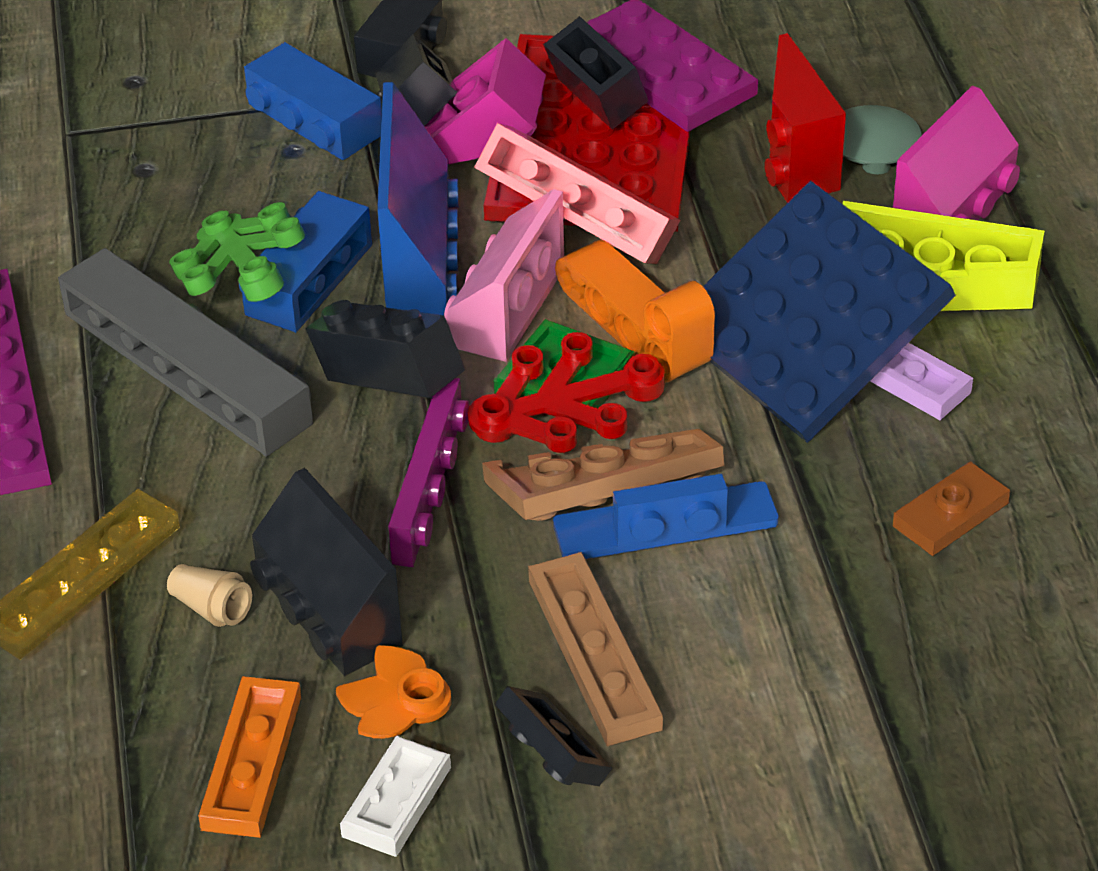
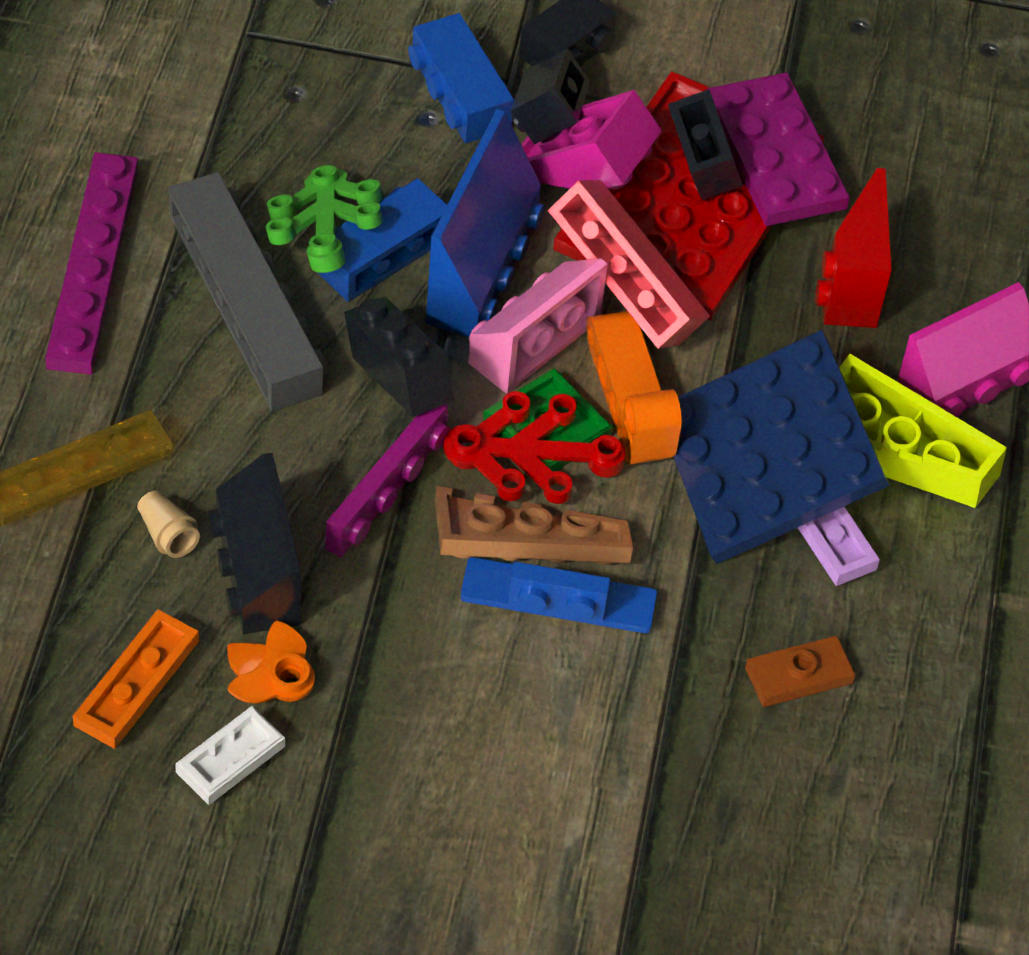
camera: 15 degrees right, 10 degrees up
(545, 728) = (372, 752): black plate -> none
(595, 649) = (443, 688): medium nougat plate -> none
(878, 136) = (931, 285): sand green dish -> none

